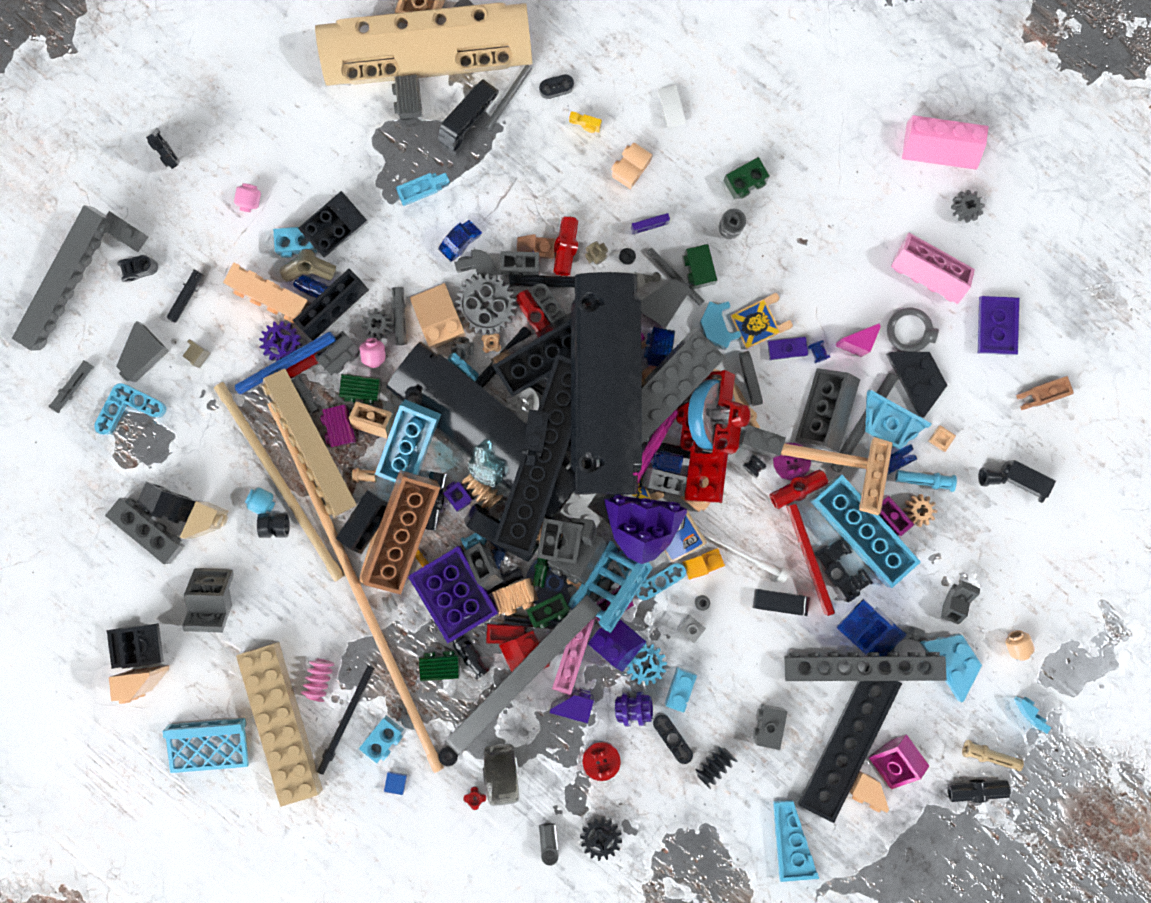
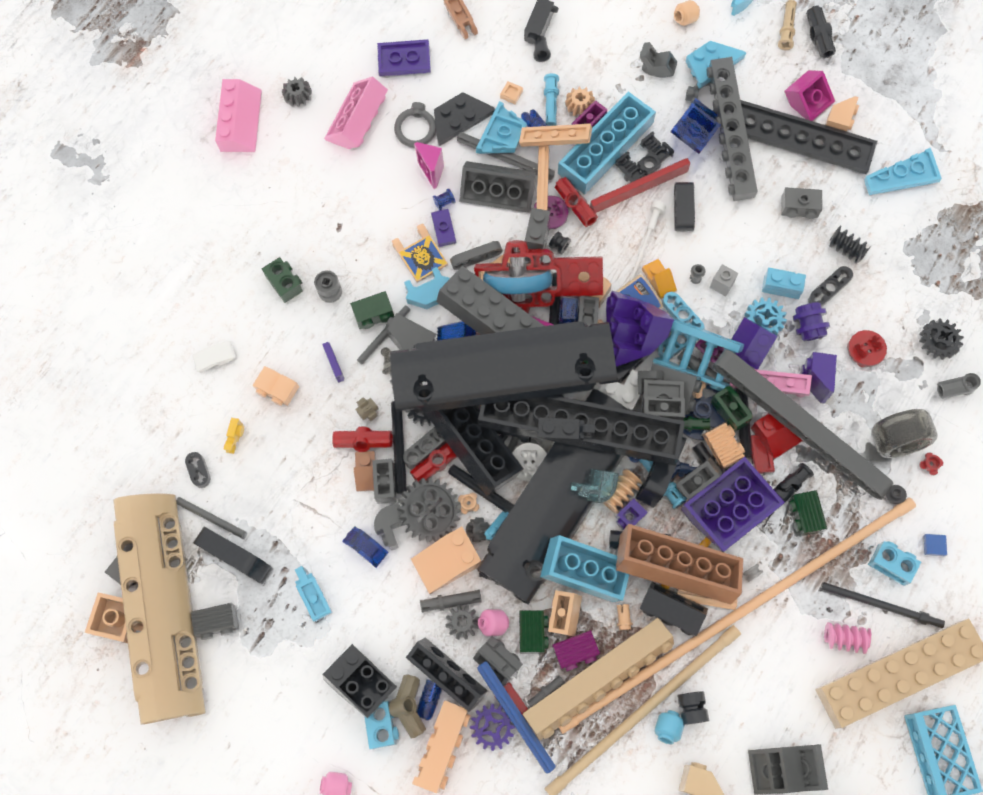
camera: 90 degrees left, 15 degrees down
(627, 256) = (367, 381): black piece -> none

